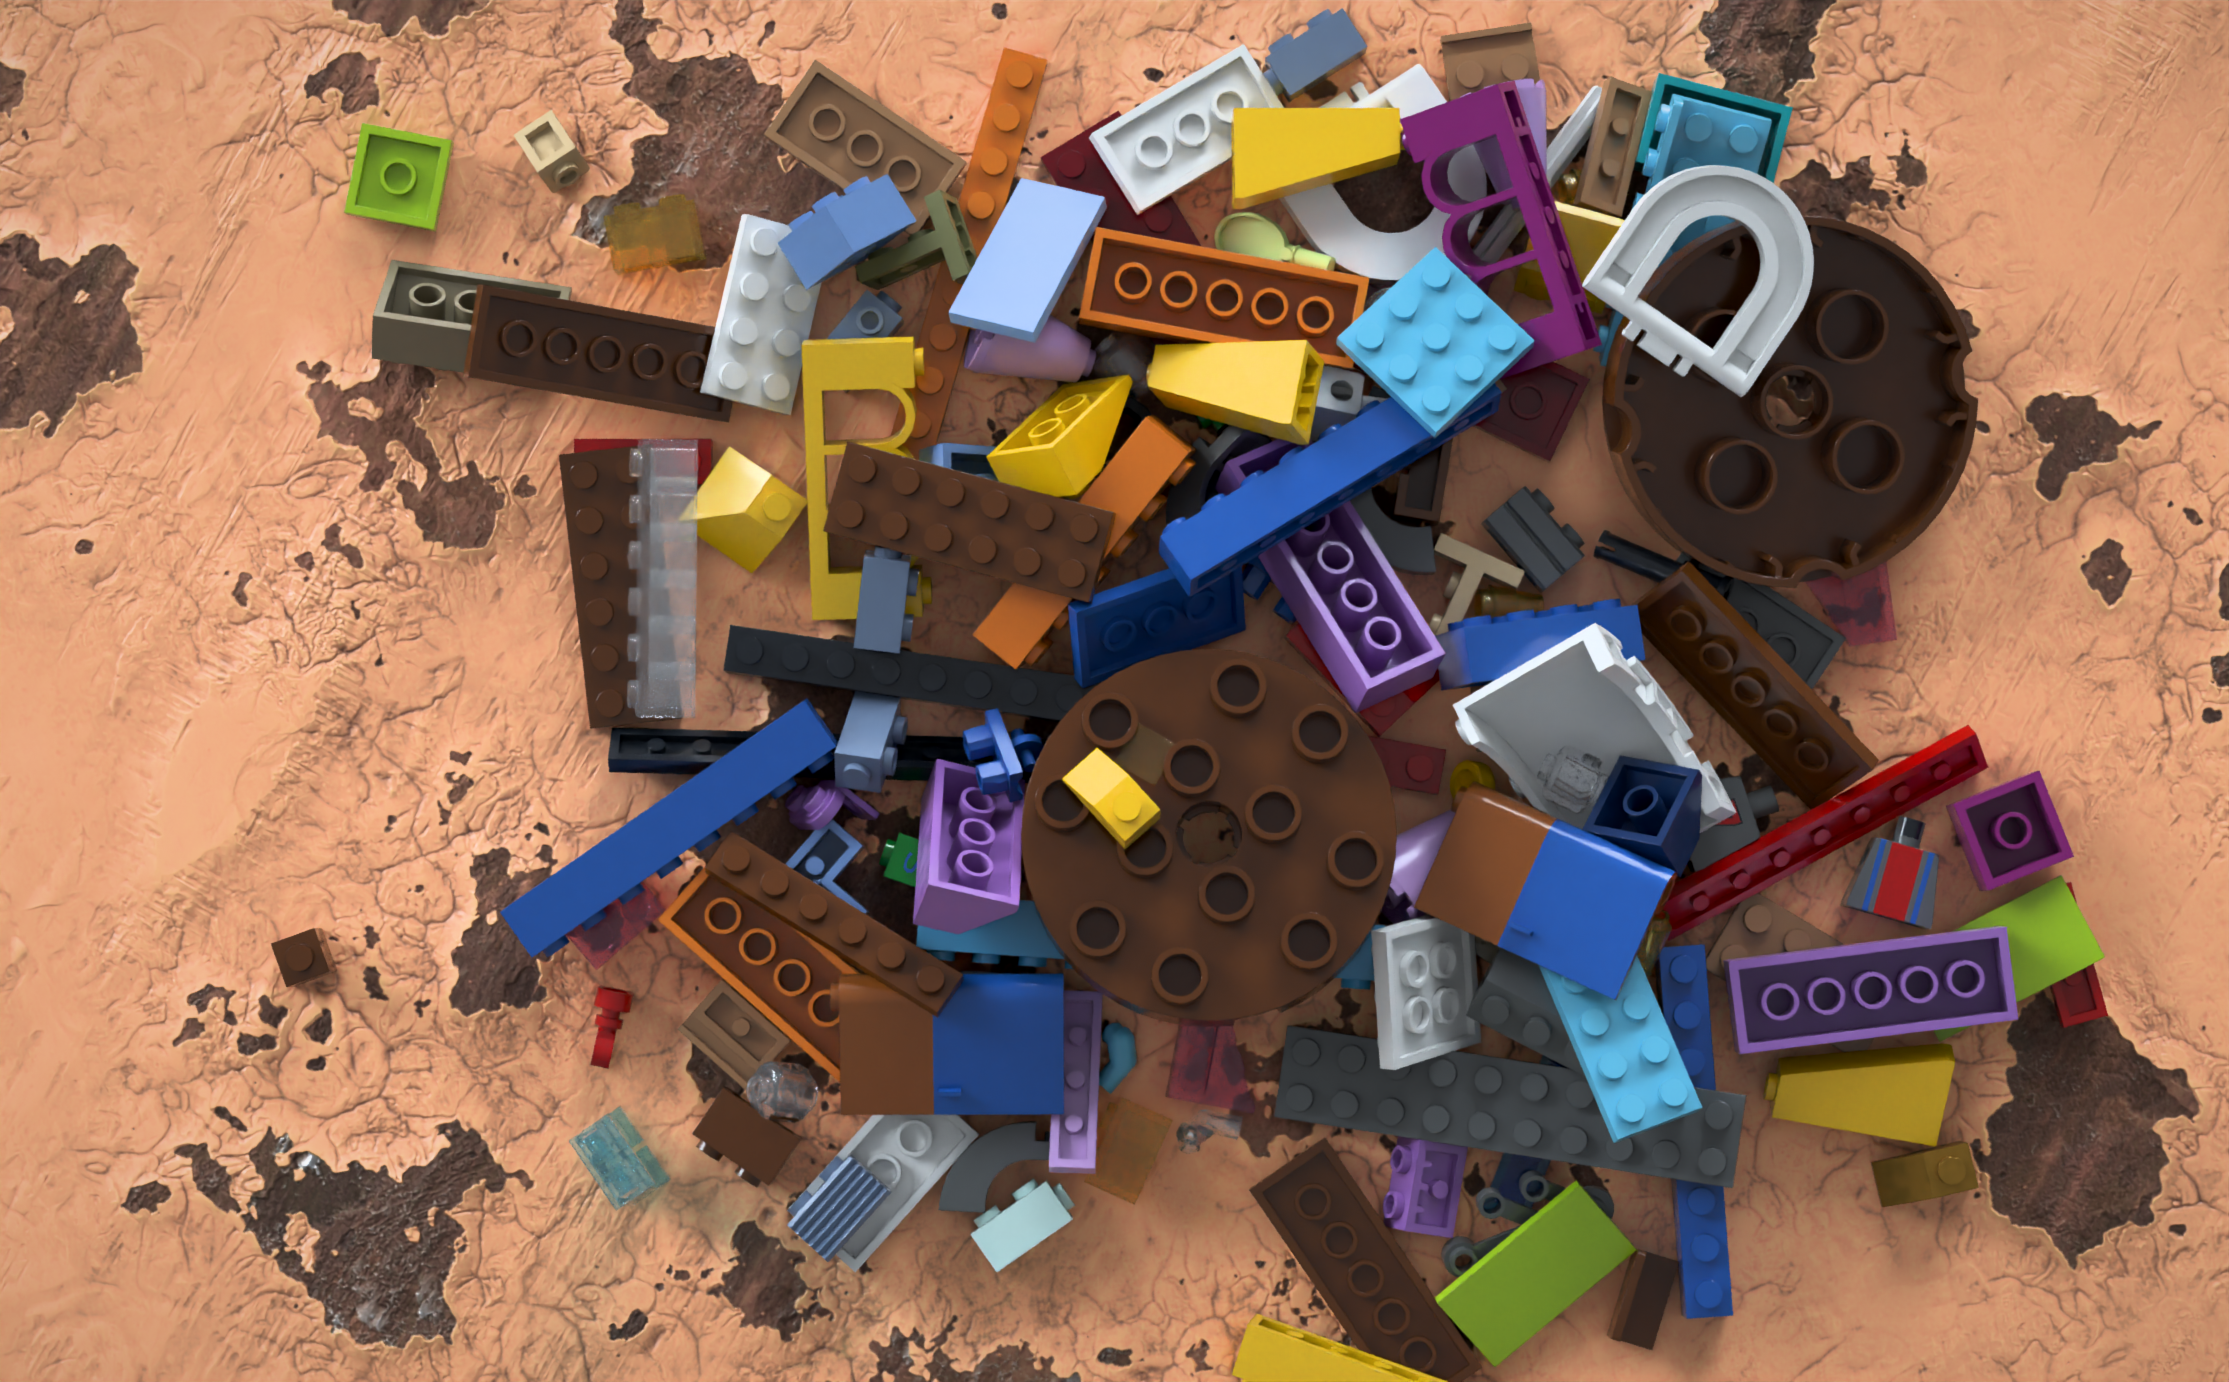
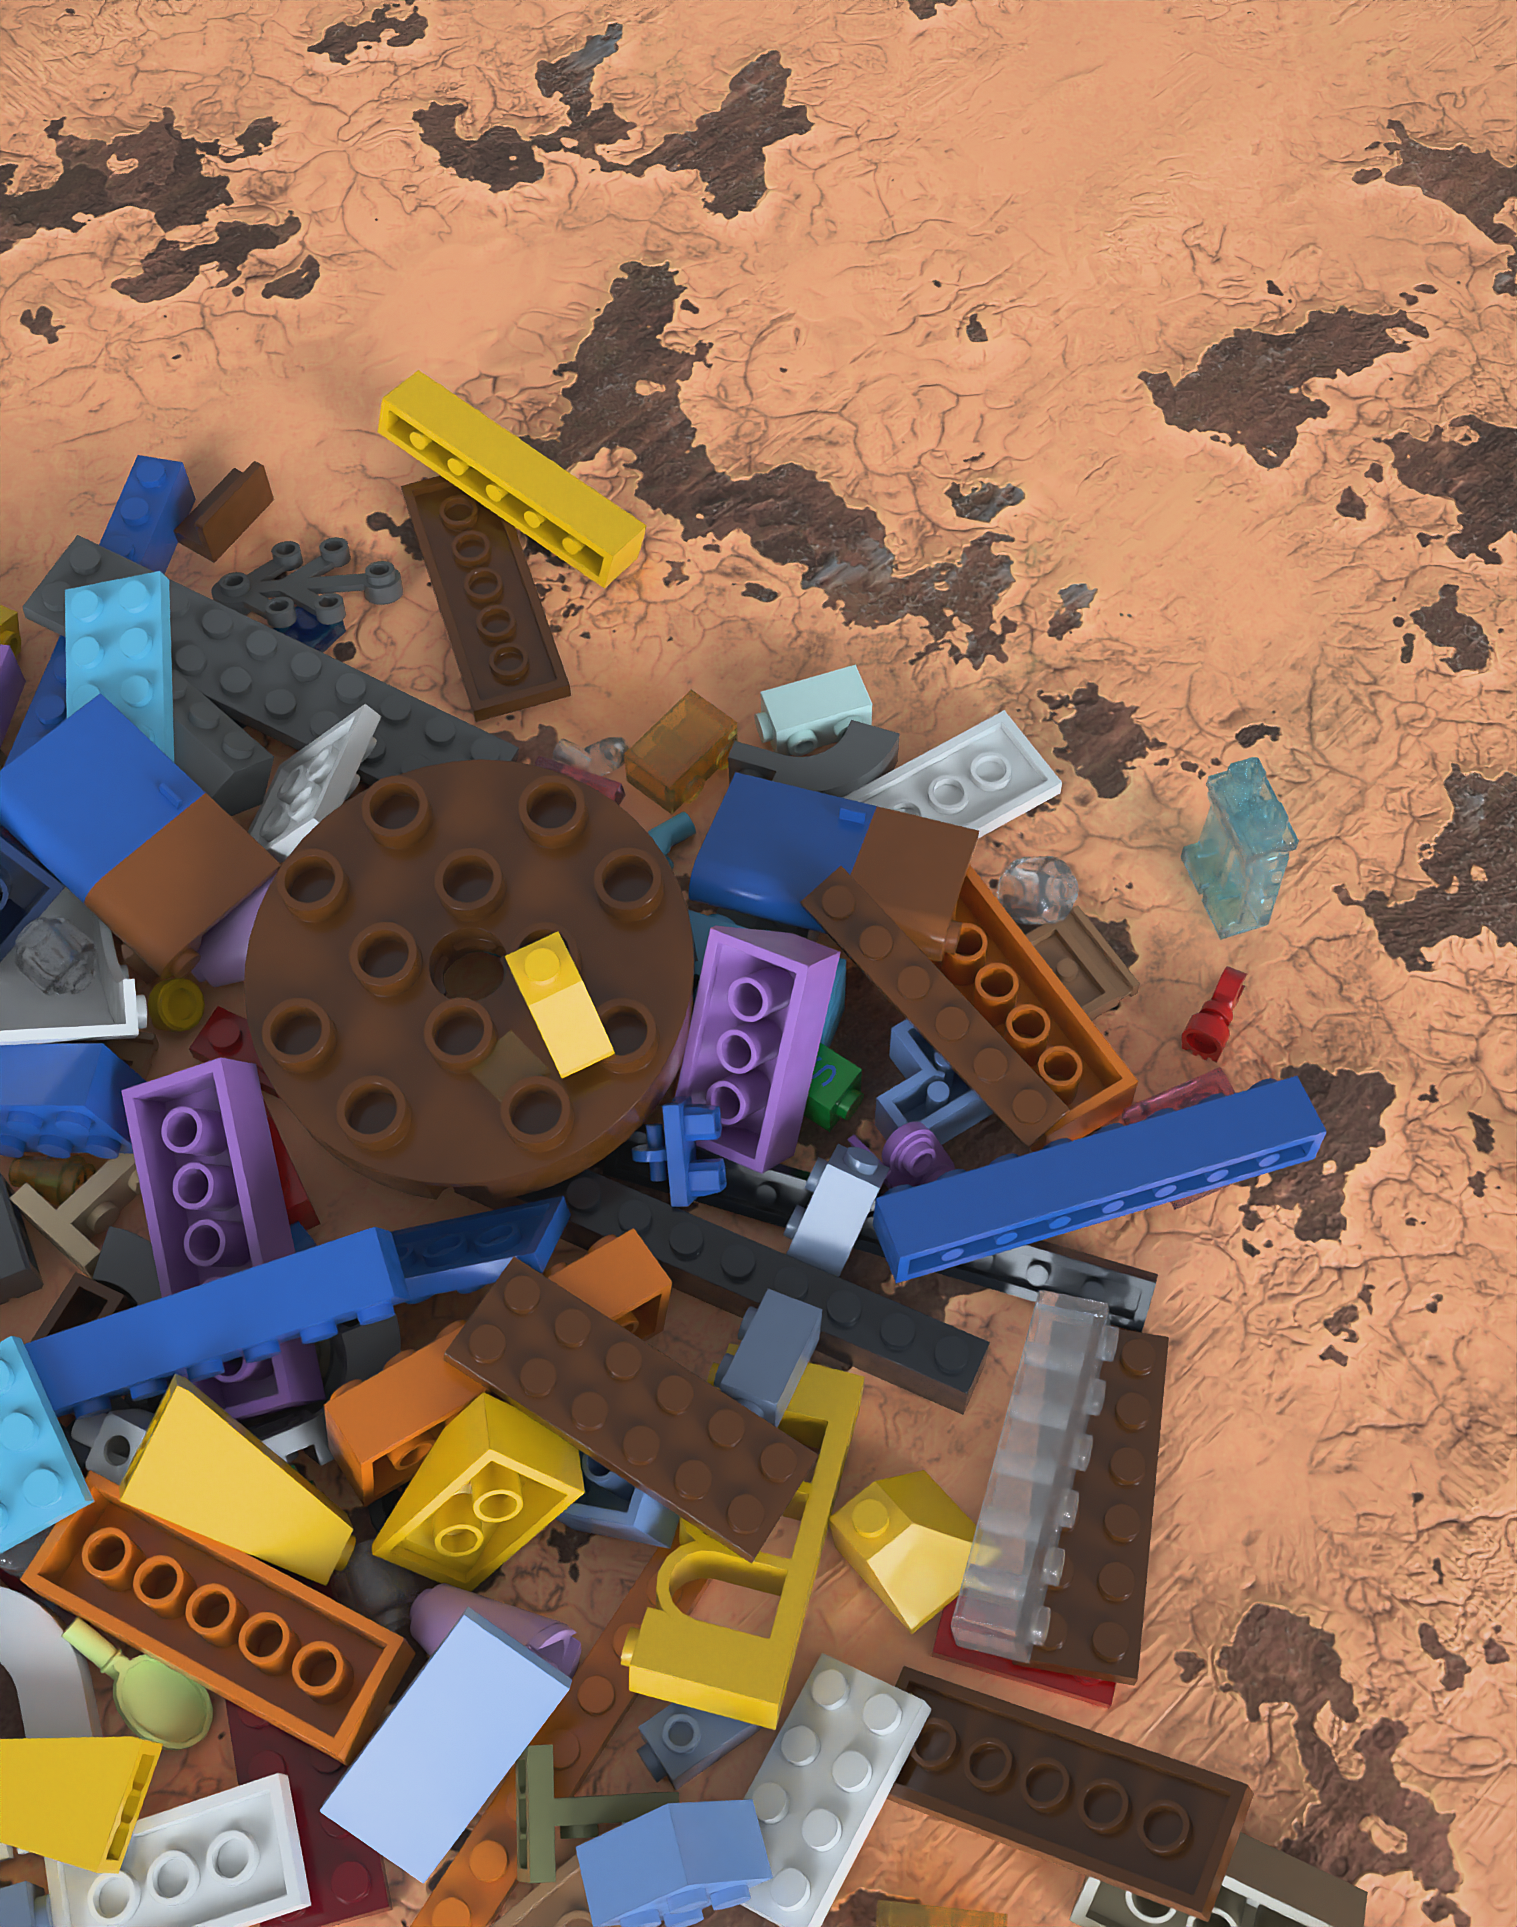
camera: 165 degrees left, 25 degrees down
(744, 1137) = (1104, 867): reddish brown brick -> none
(838, 1207) = (1006, 758): sand blue brick -> none
(1075, 1132) = (732, 747): lavender plate -> none
(1424, 1187) = (398, 644): medium lavender bracket -> none
(1535, 1273) = (313, 545): lime tile -> none

